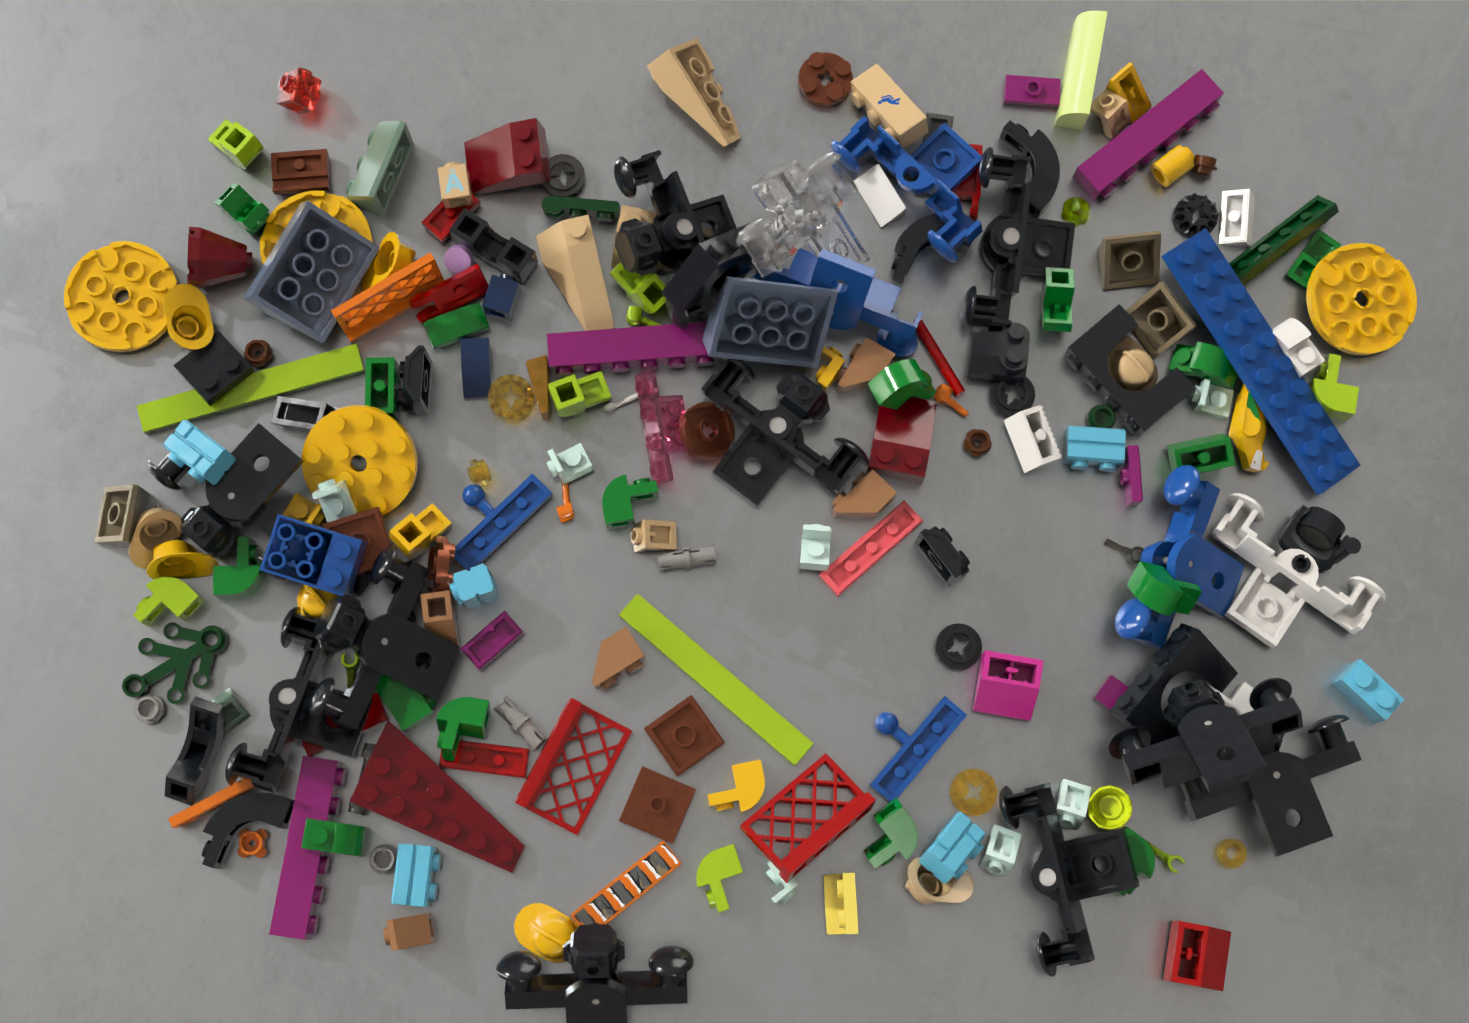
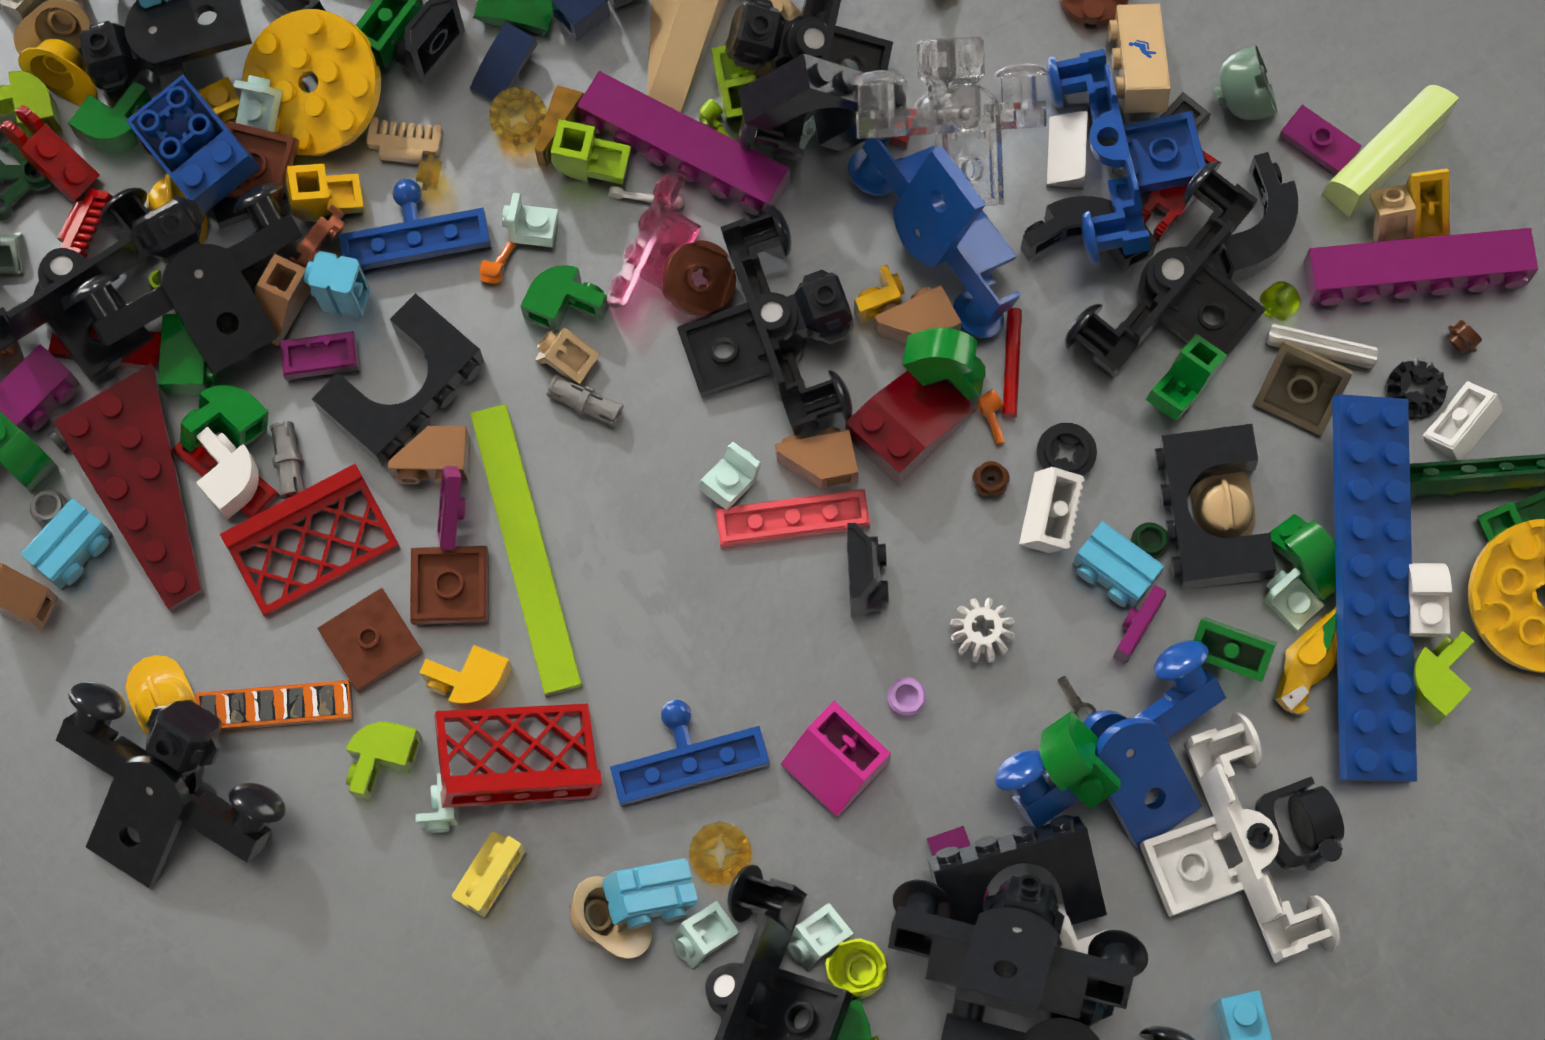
camera: 40 degrees right, 5 degrees down
(216, 623) = (50, 154): none -> red hinge
(265, 656) = (80, 218): none -> red piece
(450, 465) = (403, 148): none -> tan piece
(498, 760) = (233, 479): none -> white brick
(569, 662) = (385, 428): none -> black arch
(653, 686) = (450, 507): none -> magenta plate
(769, 322) = (840, 198): sand blue slope -> none
(899, 835) = (604, 836): green brick -> none
(962, 633) = (802, 671): black gear -> none
(965, 84) = (1246, 86): none -> sand green cylinder
(999, 353) = (1081, 396): black slope -> none
(1020, 616) = (906, 697): none -> lavender tile
(1042, 554) = (974, 640): none -> white gear
(1122, 224) = (1324, 346): none -> white axle
(1160, 320) = (1290, 474): dark tan slope -> none
(1172, 165) = (1426, 315): yellow brick -> none

